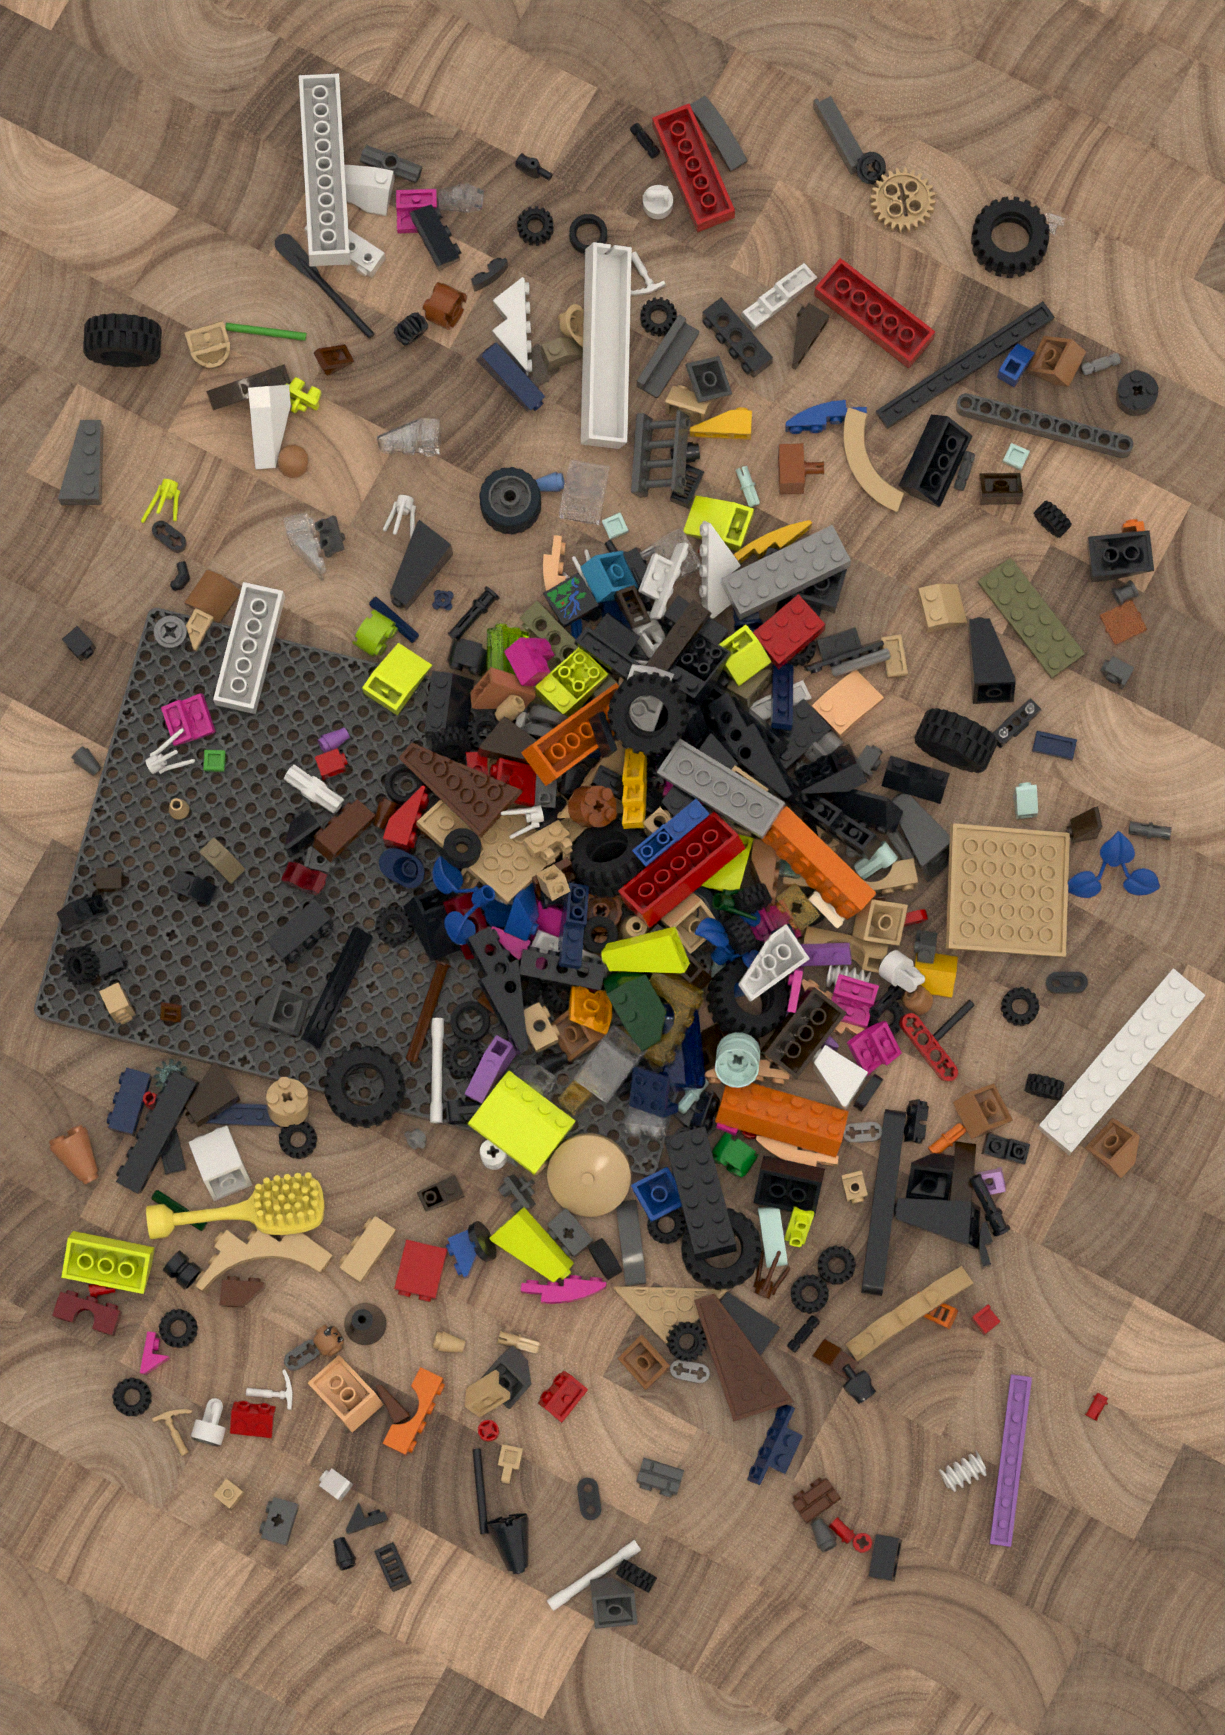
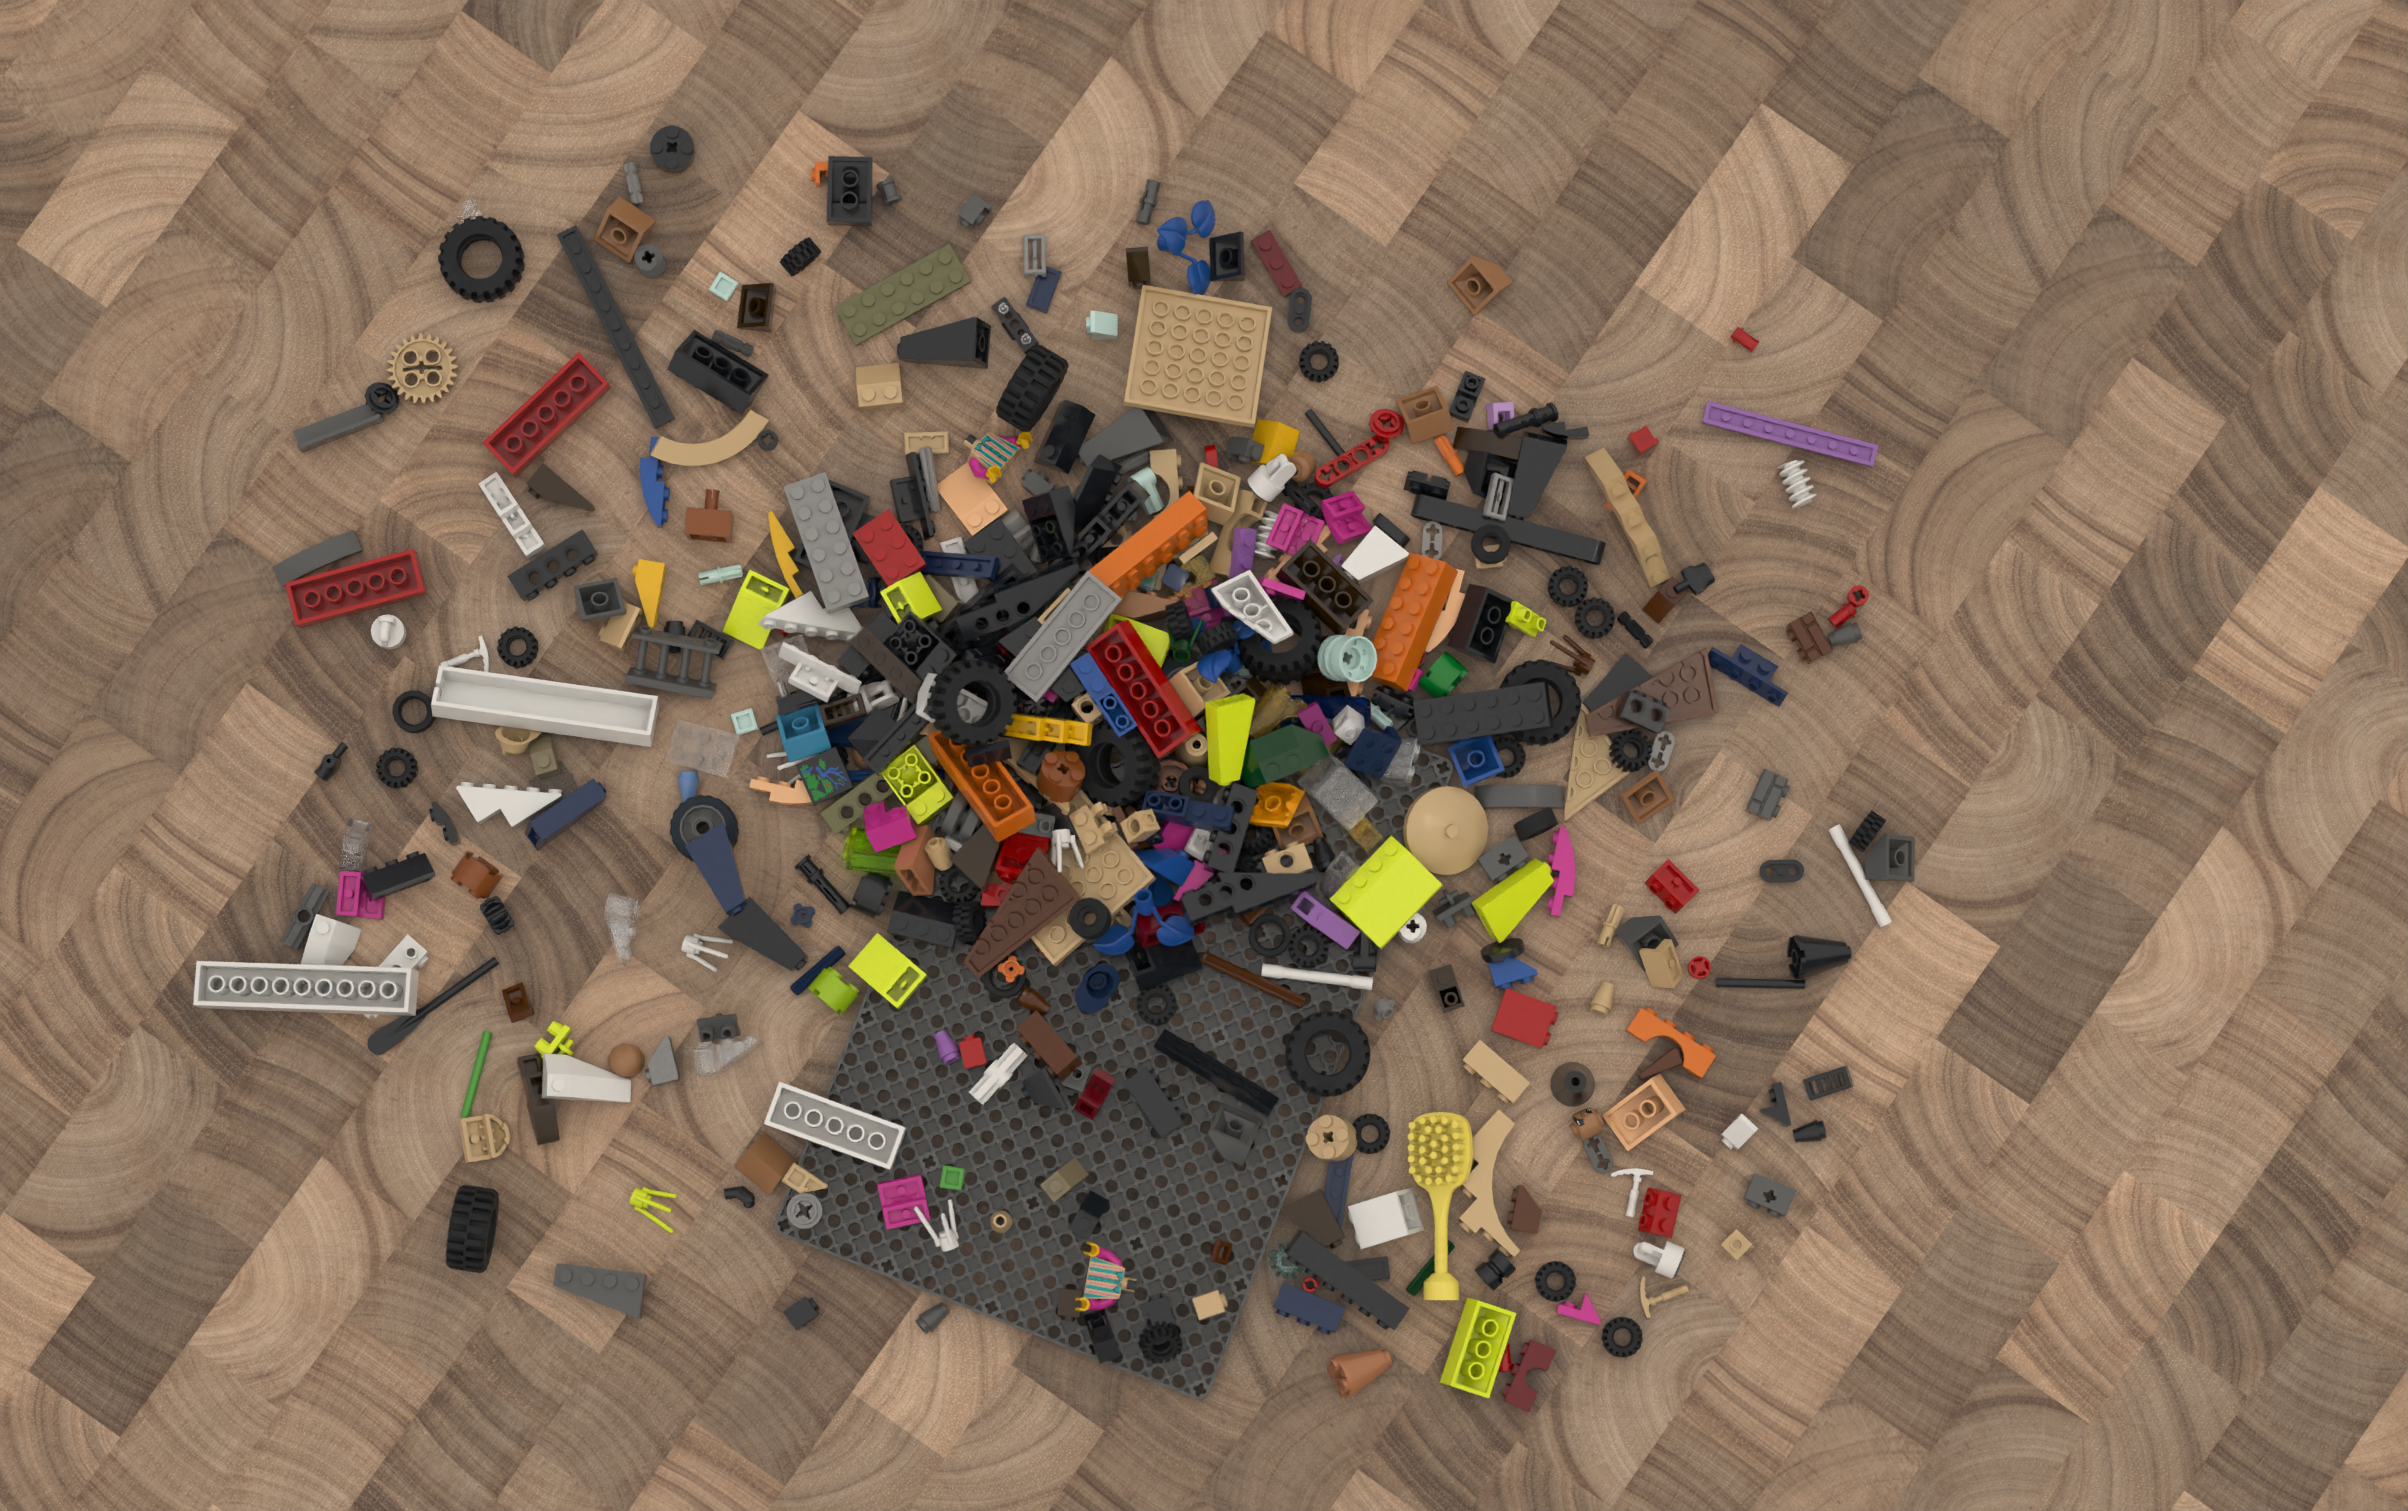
camera: 85 degrees left, 5 degrees up
(133, 908) = (1104, 1280): none -> torso
(172, 533) = (689, 1199): black beam -> none
(293, 493) = (663, 1064): none -> flat silver slope
(402, 824) = (1055, 983): red slope -> none
(410, 780) = (1017, 969): none -> orange plate
(474, 512) = (718, 865): none -> dark blue slope
(509, 1459) = (1732, 947): tan plate -> none
(644, 139) = (315, 638): black axle -> none
(667, 357) = (564, 642): dark grey panel -> none
(671, 1035) = (1315, 721): none -> magenta plate
(675, 1068) = (1348, 724): none -> white brick
(717, 1345) = (1642, 716): none -> black brick
(772, 1235) = (1530, 648): light aqua beam -> none
(794, 892) = (1175, 577): none -> dark blue piece
(873, 516) = (763, 434): none -> black bush
(874, 1175) = (1490, 557): none -> black tyre
(885, 1557) = (1875, 574): black hinge -> none
(890, 716) = (994, 454): none -> torso
(896, 1177) = (1491, 493): none -> light grey tile
(975, 1072) = (1382, 417): none -> red gear
(1015, 365) = (623, 273): blue slope -> none
(1029, 385) = (642, 257): none -> dark grey piece
(1044, 1086) = (1408, 347): black tyre -> none
(1051, 433) = (702, 243): dark grey beam -> none
(1066, 726) = (1035, 272): none -> light grey tile
(1107, 910) = (1227, 257): none -> black slope
(1108, 956) = (1276, 263): none -> dark red plate
(1121, 1061) = (1390, 265): white brick -> none
(1123, 622) = (919, 199): clear orange piece -> none

